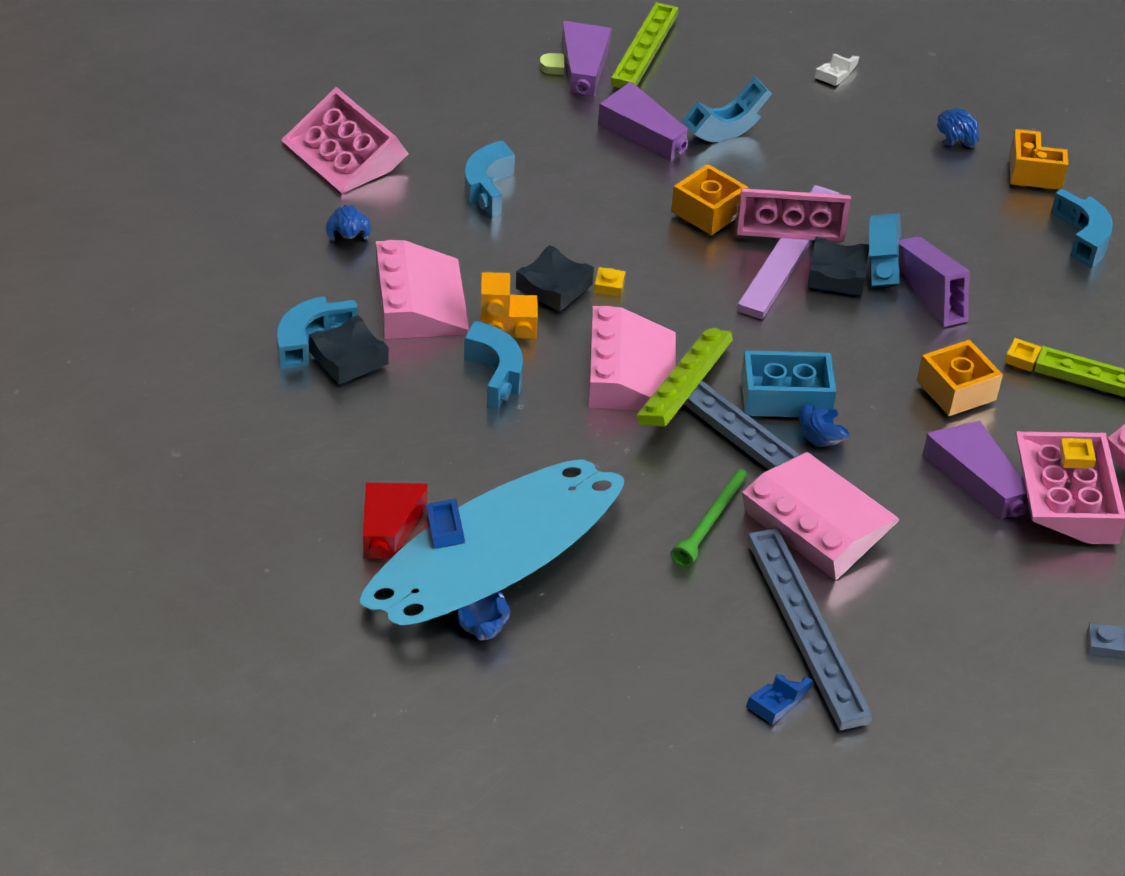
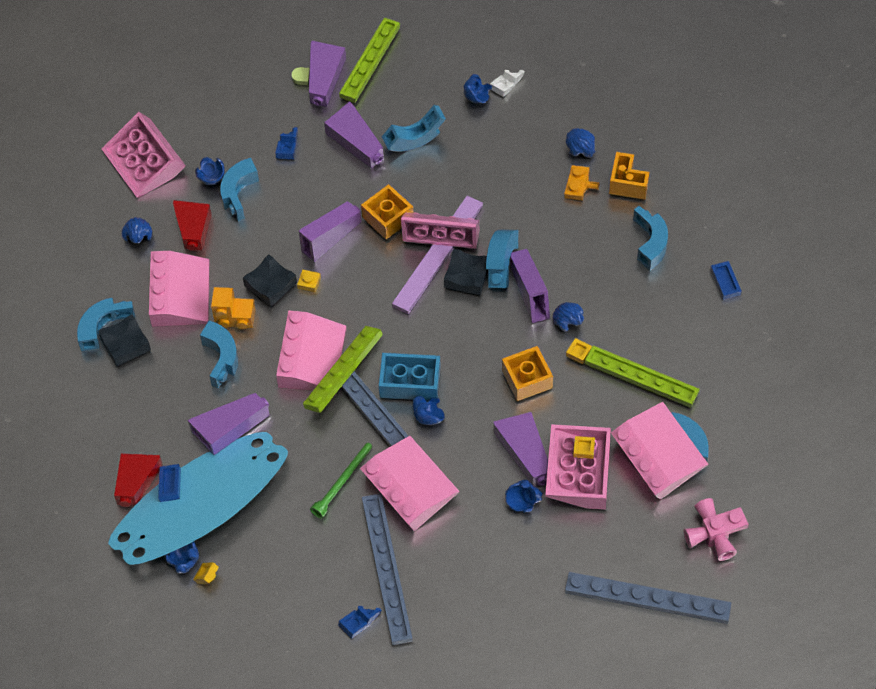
camera: 10 degrees right, 15 degrees up
(427, 215) = (193, 223): none -> red slope
(446, 160) = (210, 171): none -> blue hair
(523, 446) = (229, 422): none -> medium lavender slope
(523, 639) = (206, 573): none -> yellow plate
(547, 134) = (287, 145): none -> blue slope
(627, 221) = (328, 230): none -> medium lavender slope
(797, 77) = (475, 91): none -> blue hair
(966, 172) = (579, 183): none -> light orange plate
(994, 310) = (567, 314): none -> blue hair
(994, 525) = (522, 496): none -> blue hair

